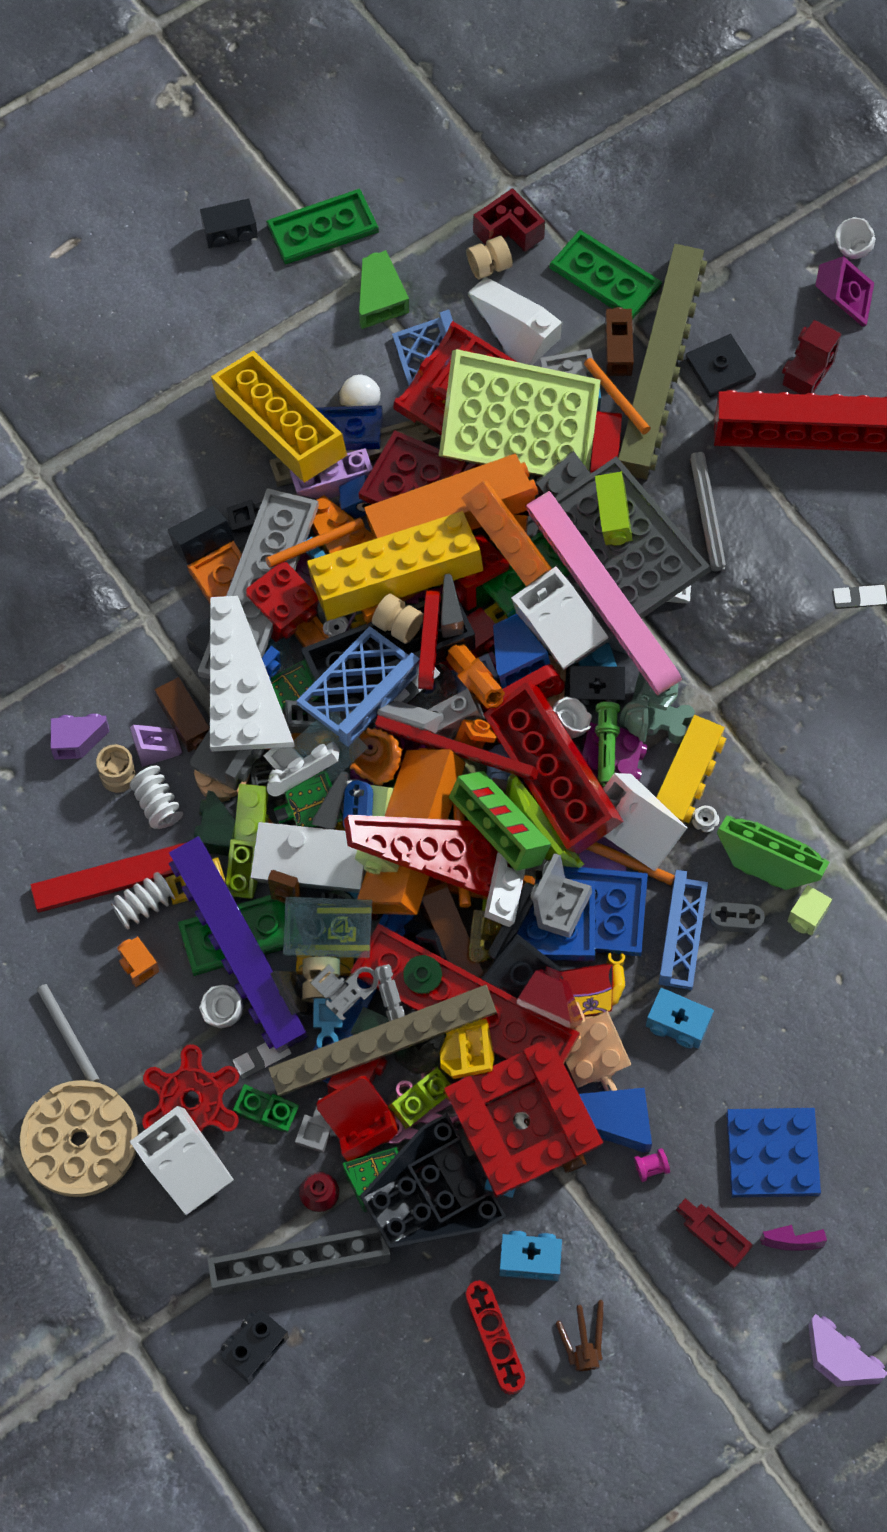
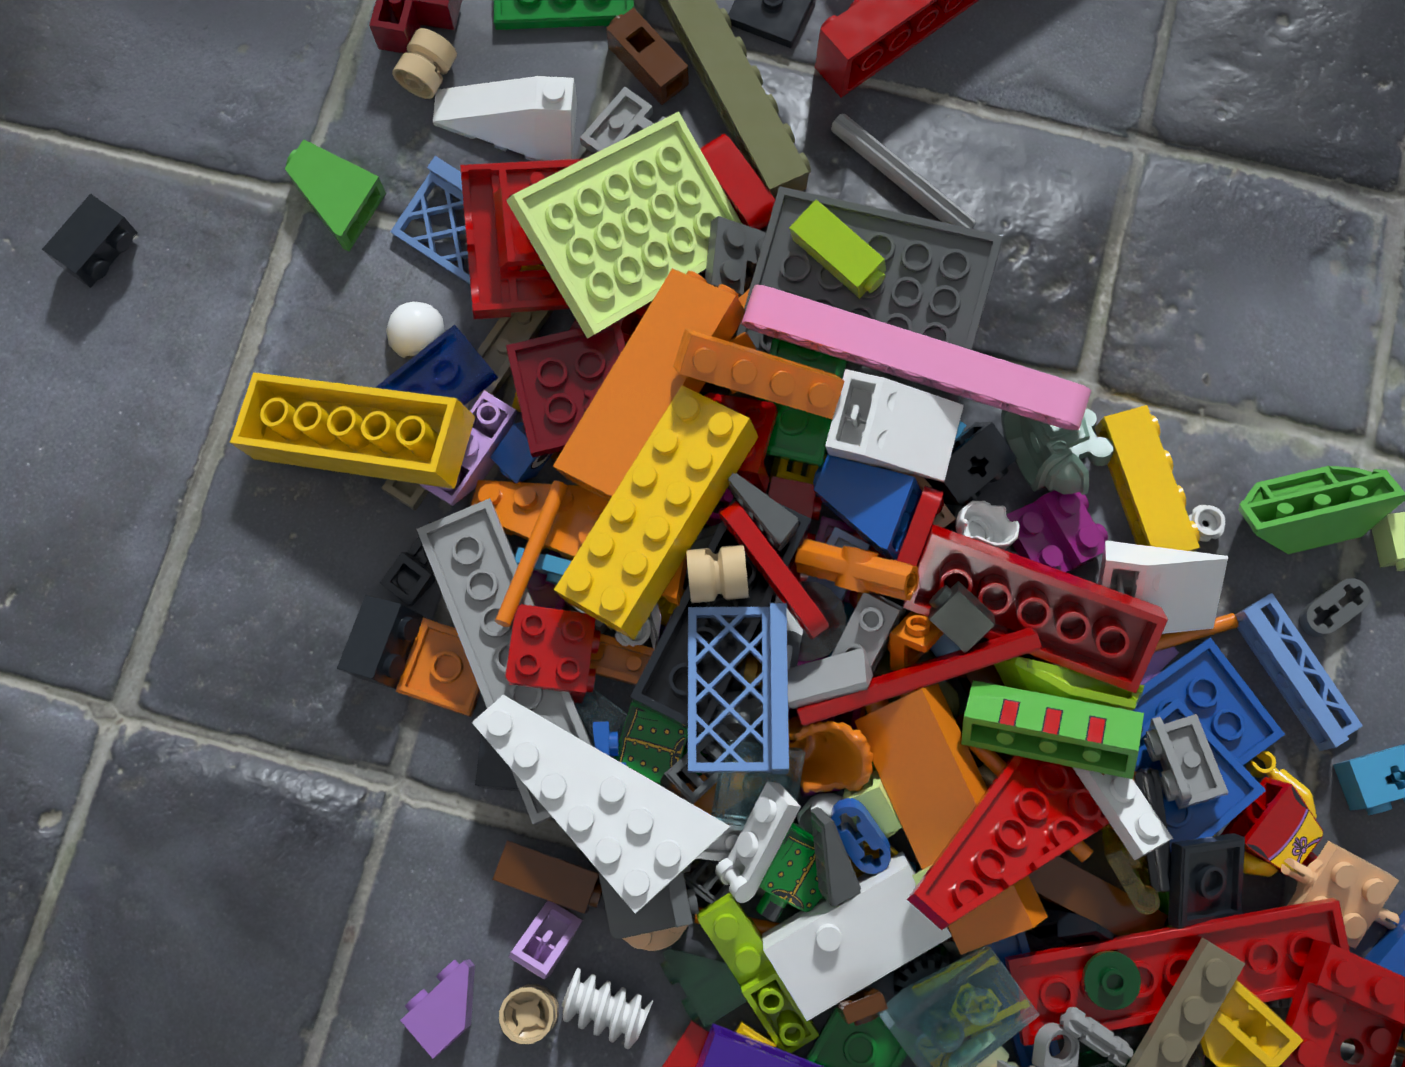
camera: 40 degrees left, 10 degrees up
(322, 226) = (201, 165): green tile -> none
(505, 733) = (960, 616): none -> pearl dark grey brick
(551, 998) = (1285, 896): dark red slope -> none
(607, 732) = (1086, 566): bright green pin -> none
(617, 396) = (707, 117): orange bar -> none
(860, 596) = (1131, 149): white sticker -> none

